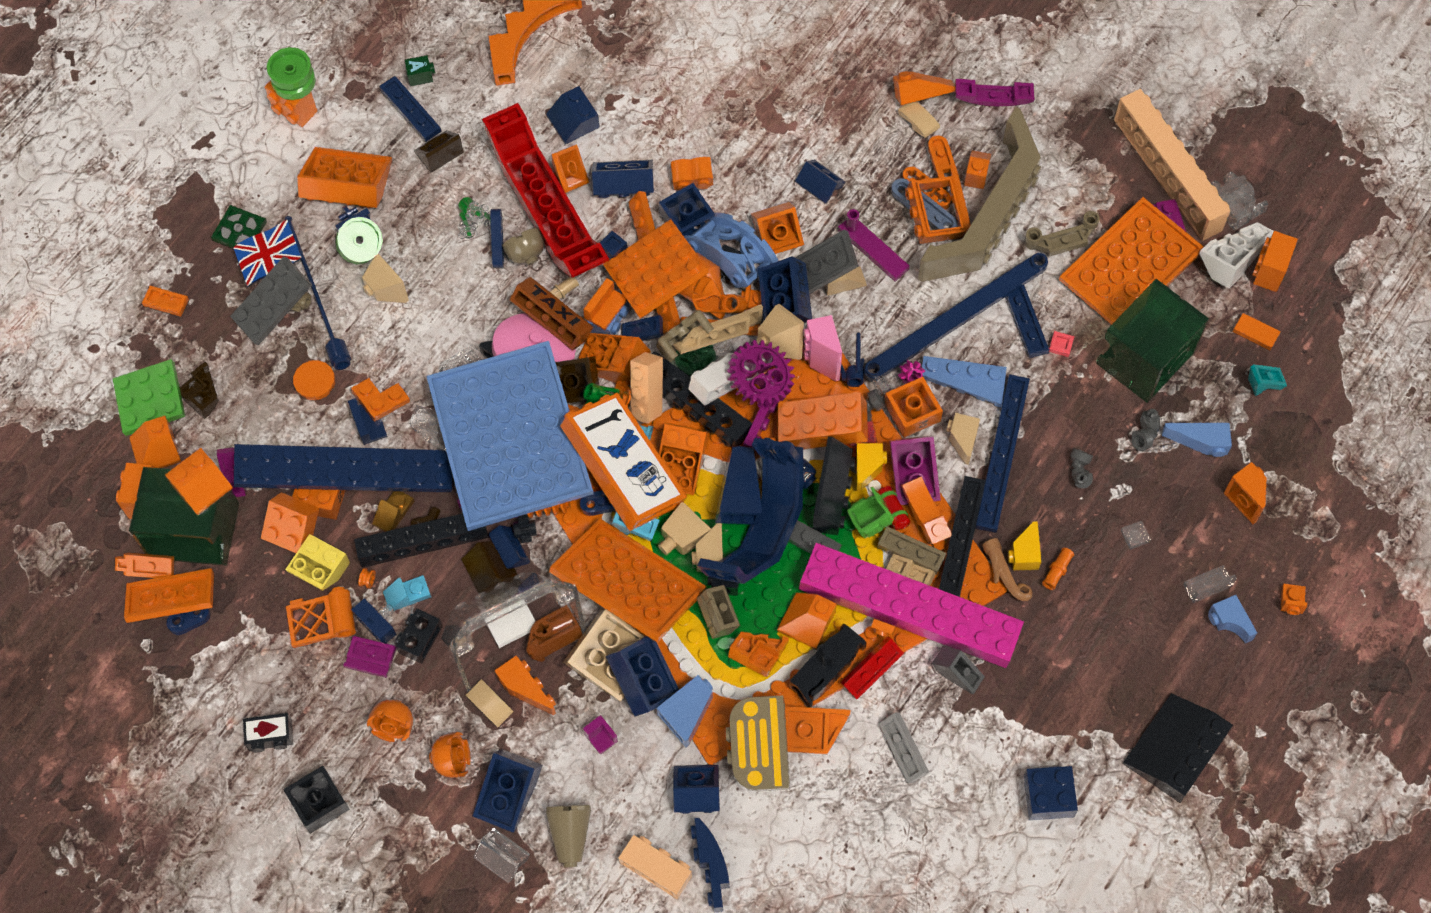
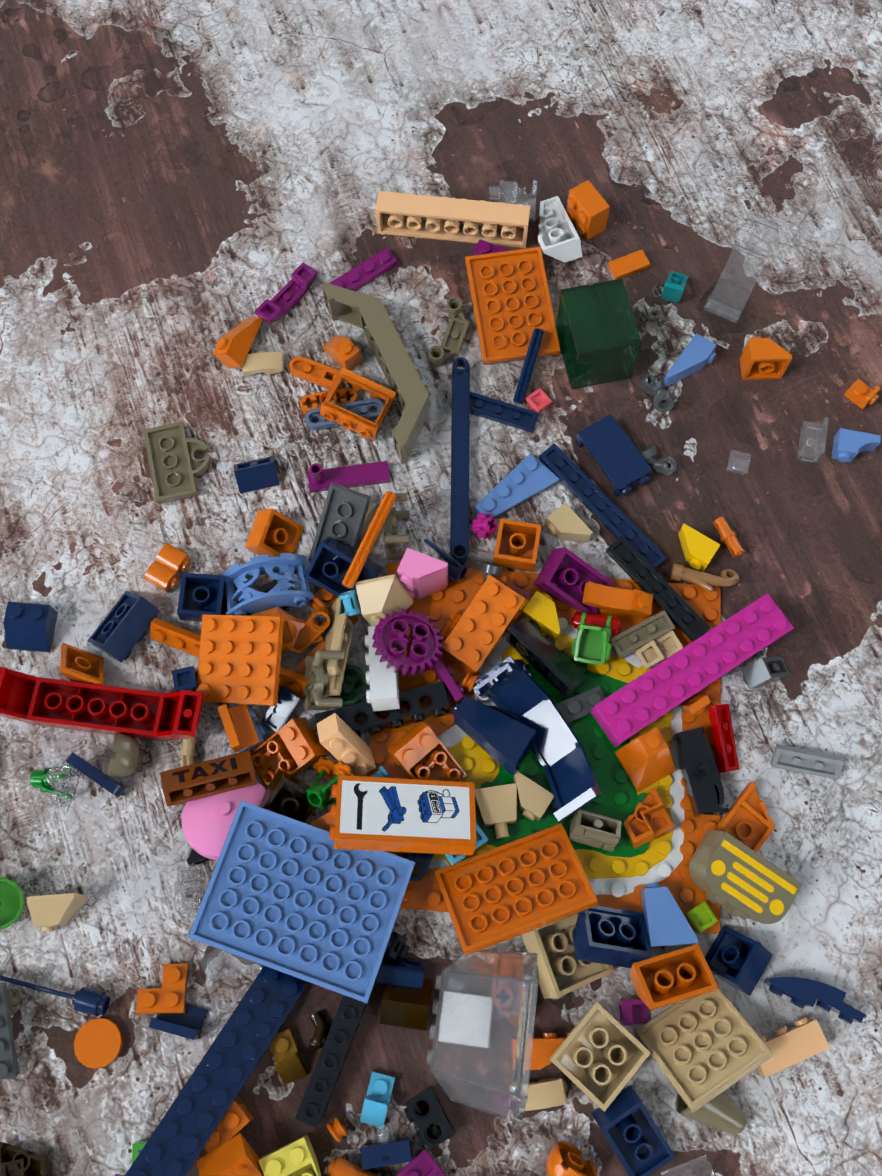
camera: 55 degrees left, 5 degrees up
(547, 721) = (600, 1056): none -> tan slope
(609, 792) = (703, 1046): none -> tan tile
(645, 738) = (672, 977): none -> orange slope
(710, 739) = (701, 917): none -> lime tile
(756, 318) = (350, 602): none -> medium azure bush
(782, 116) = (174, 461): none -> dark tan plate
(820, 288) = (369, 540): none -> orange axle
(846, 304) = (390, 531): none -> dark tan plate
(1057, 432) = (615, 455): none -> dark blue panel
(1064, 134) = (367, 271): none -> magenta plate
(1084, 313) = (528, 366): none -> dark blue axle
(1327, 427) = (742, 268): none -> clear windscreen

